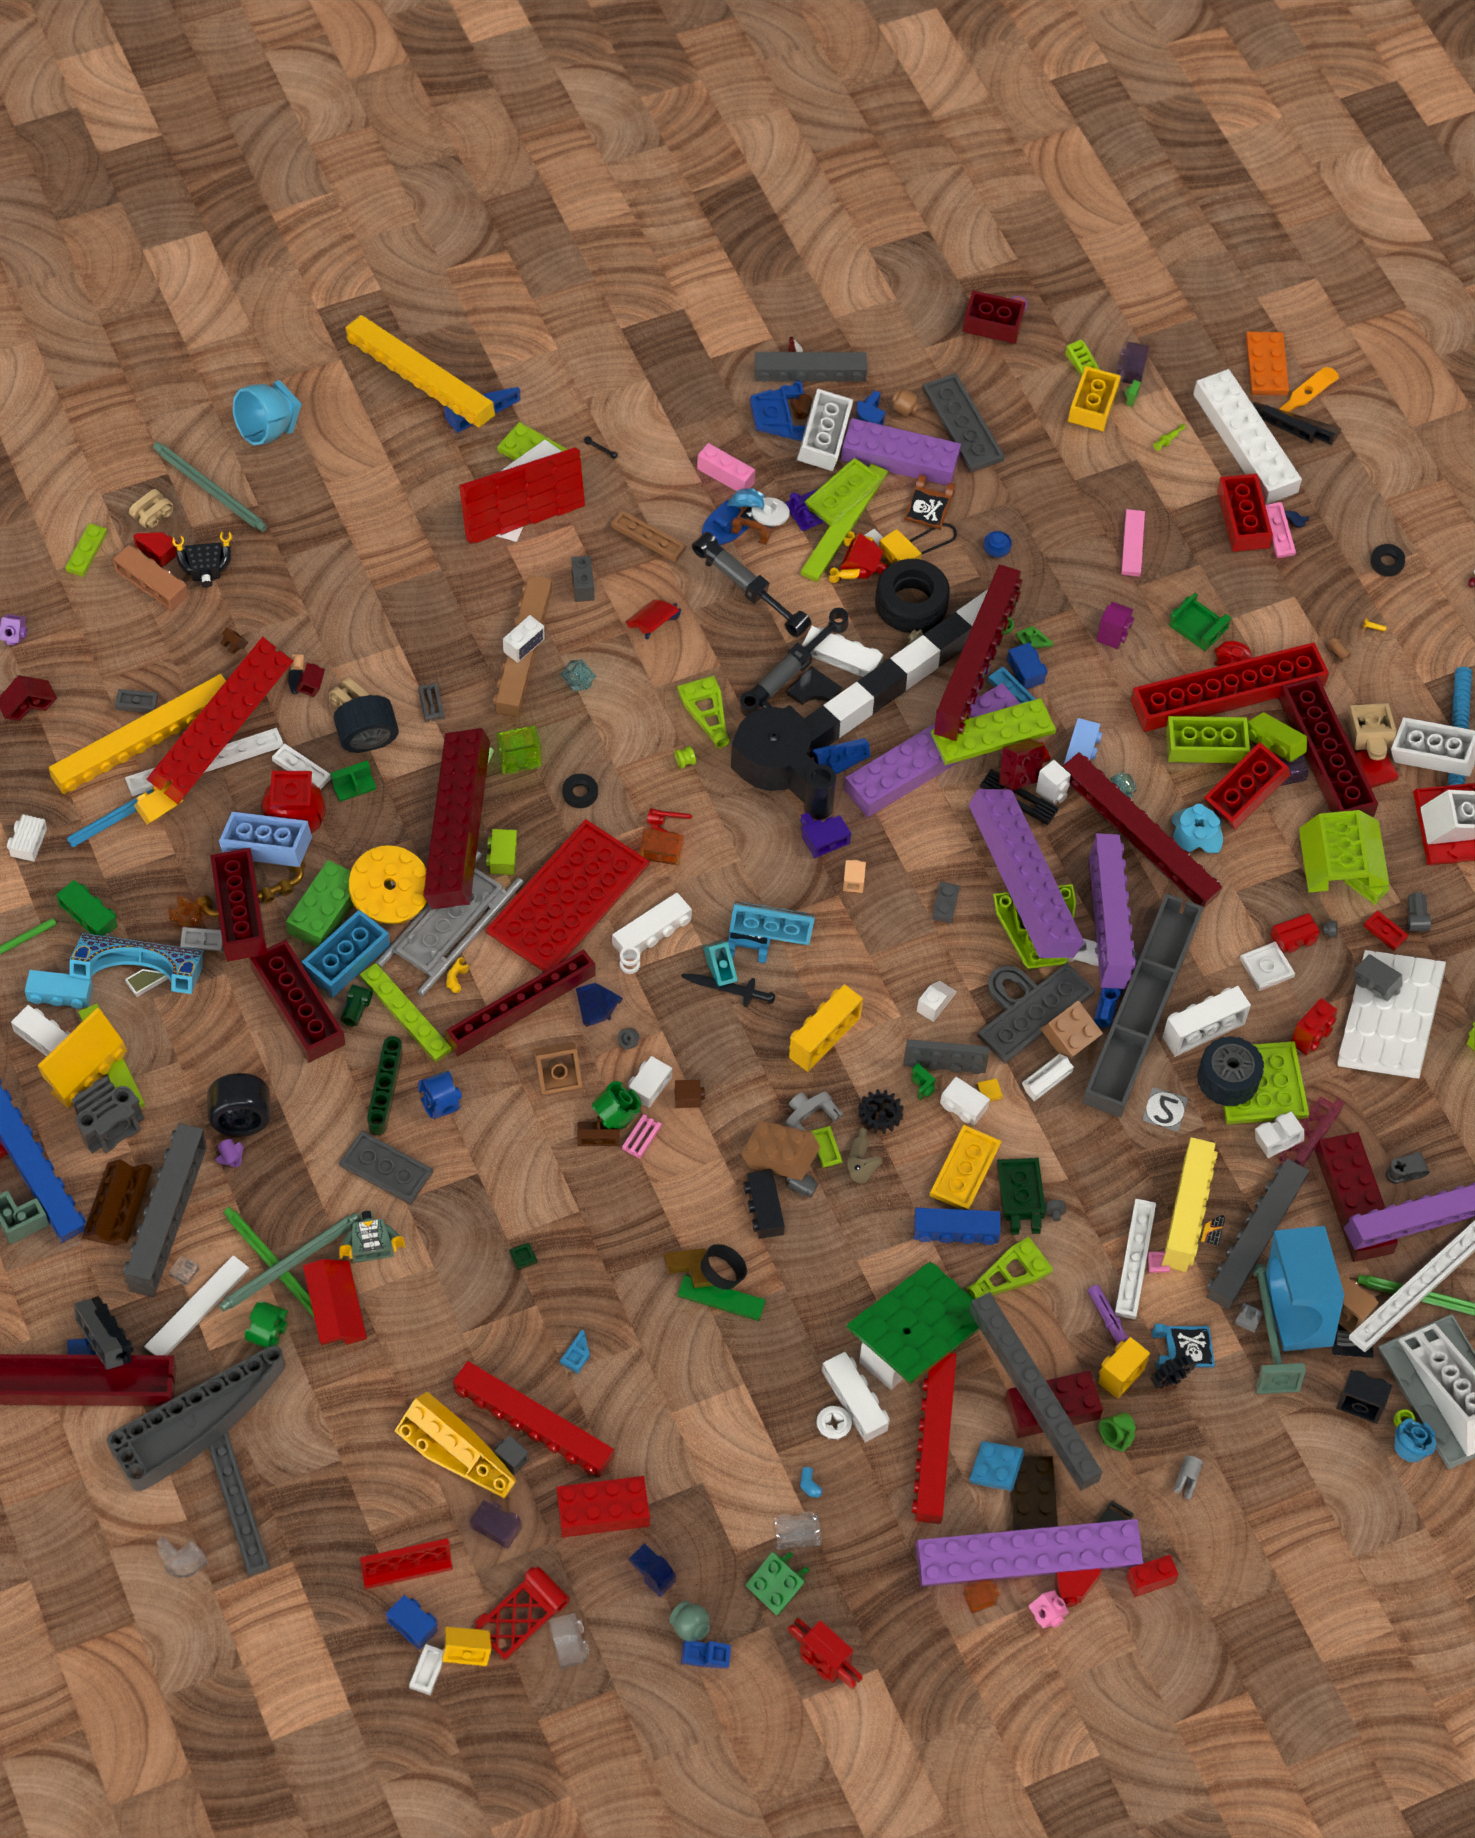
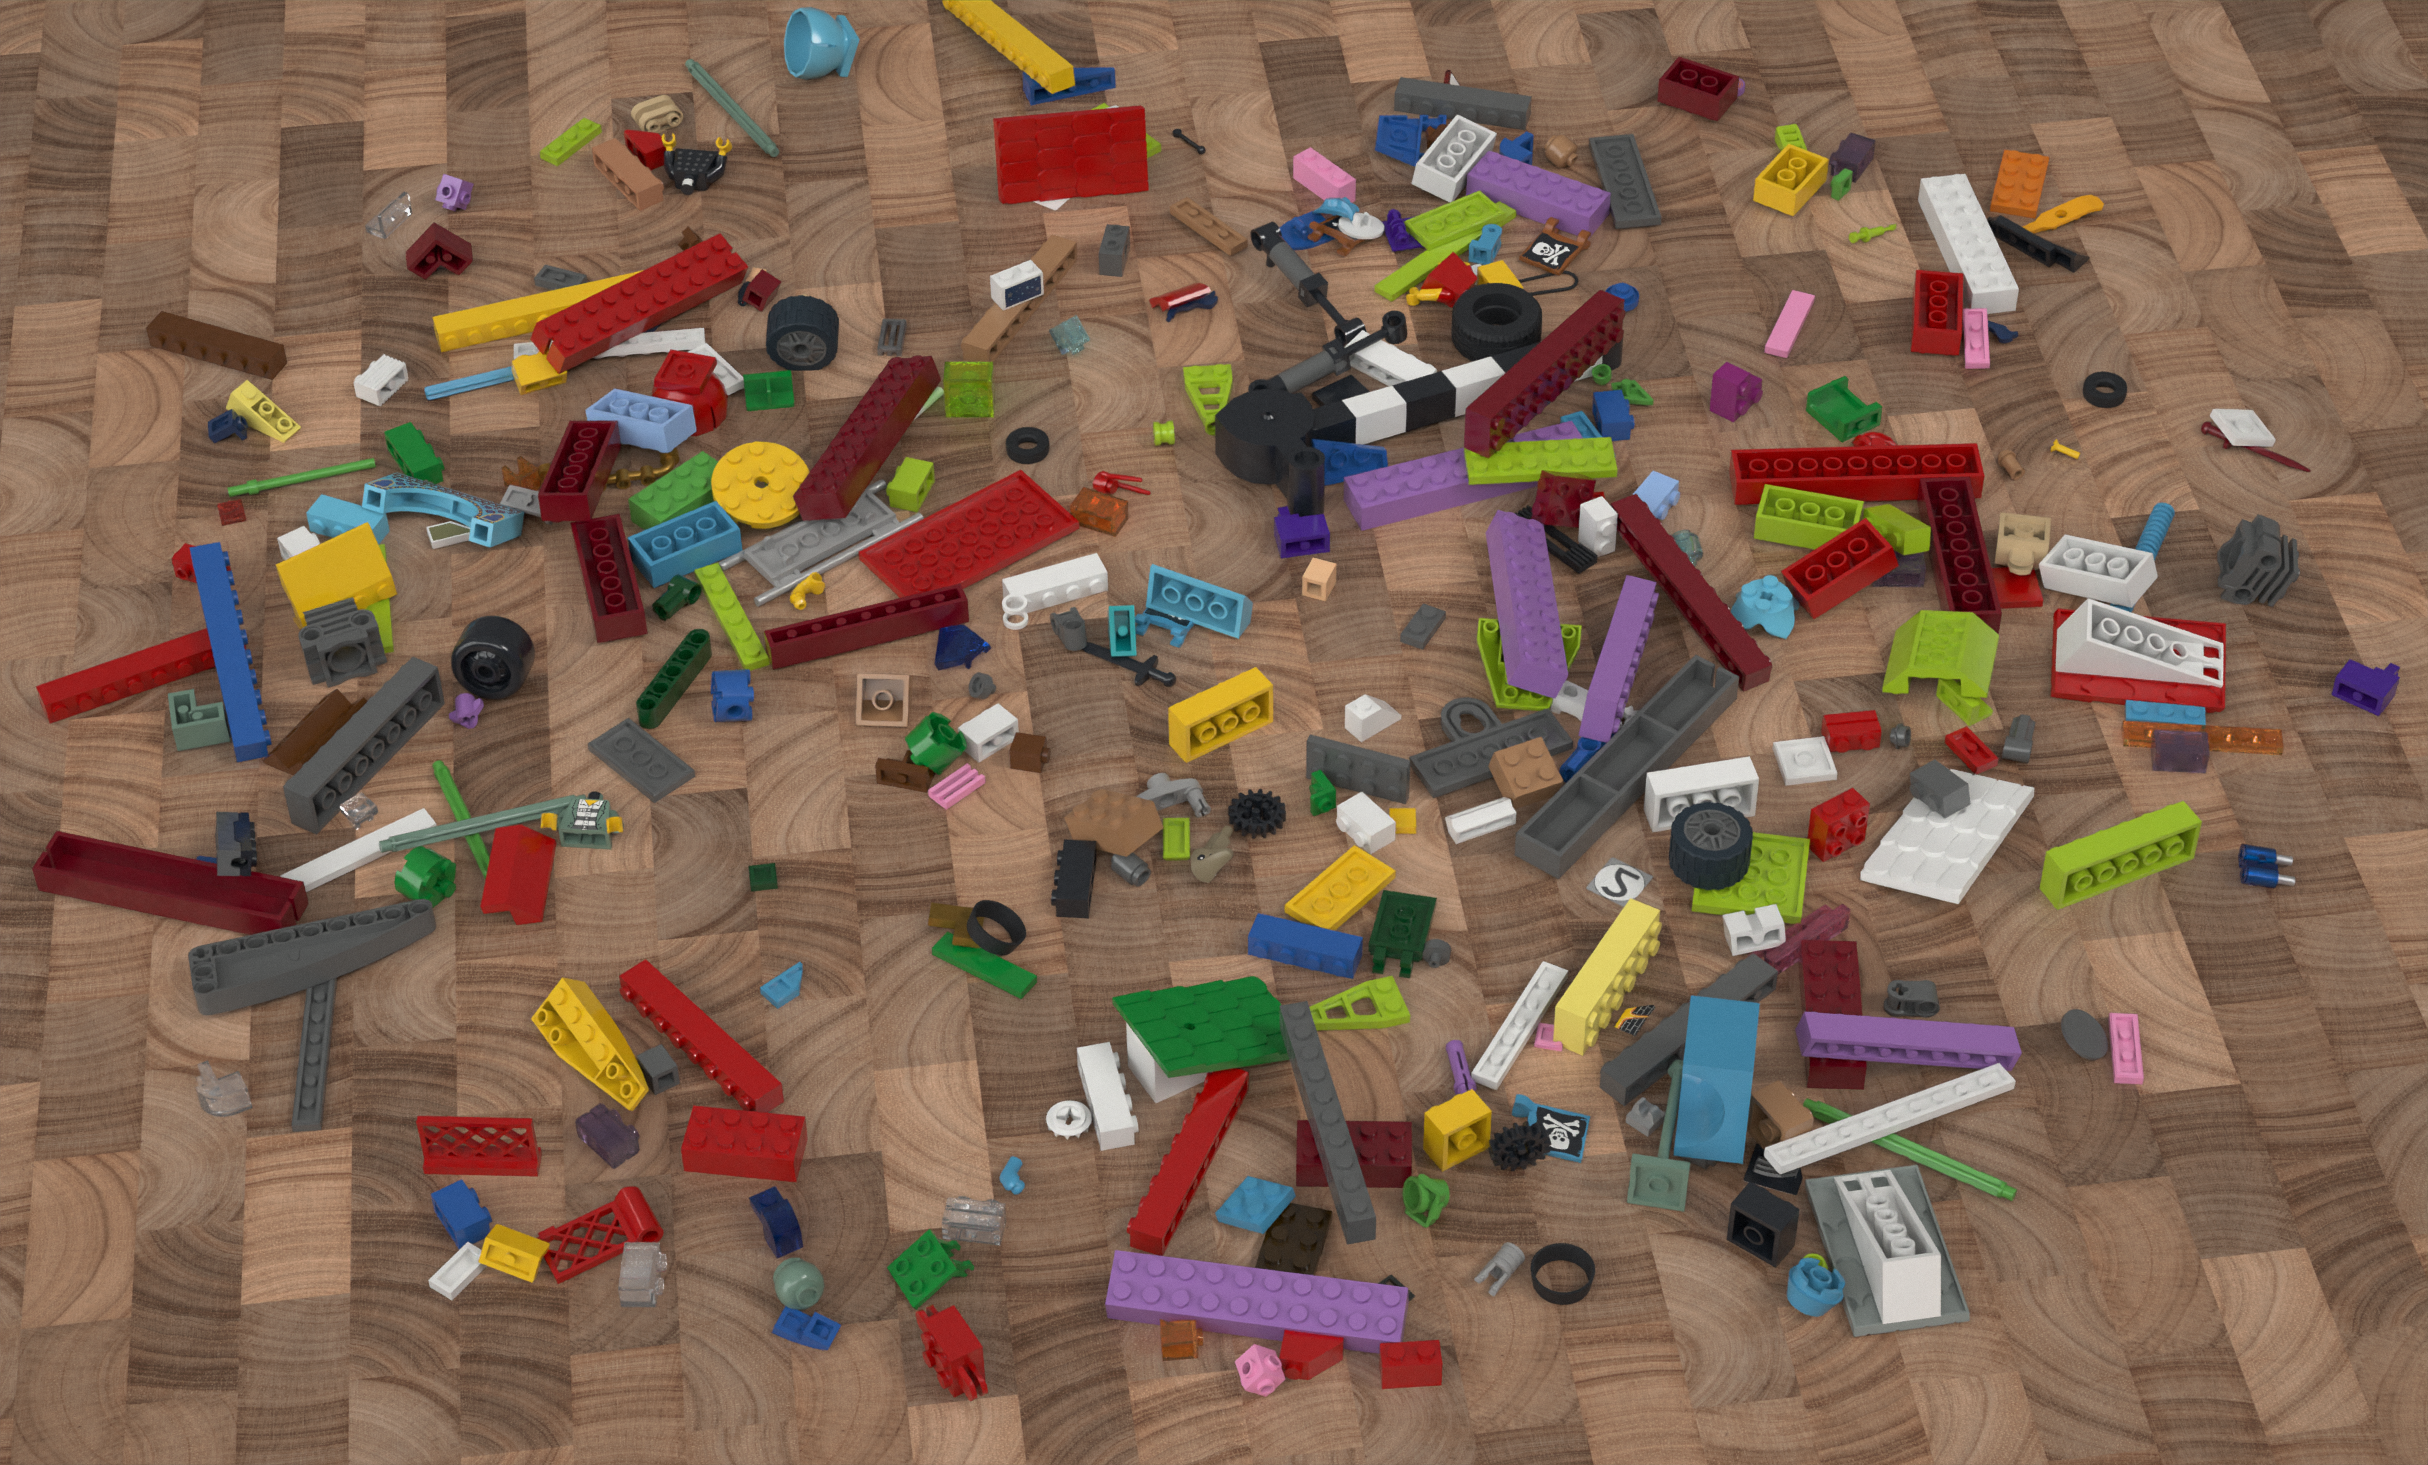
camera: 20 degrees right, 15 degrees down
(678, 966) = (1070, 629): none -> dark grey piece
(875, 518) = (1487, 247): none -> dark azure leg
(1242, 1453) = (1564, 1252): none -> black tyre

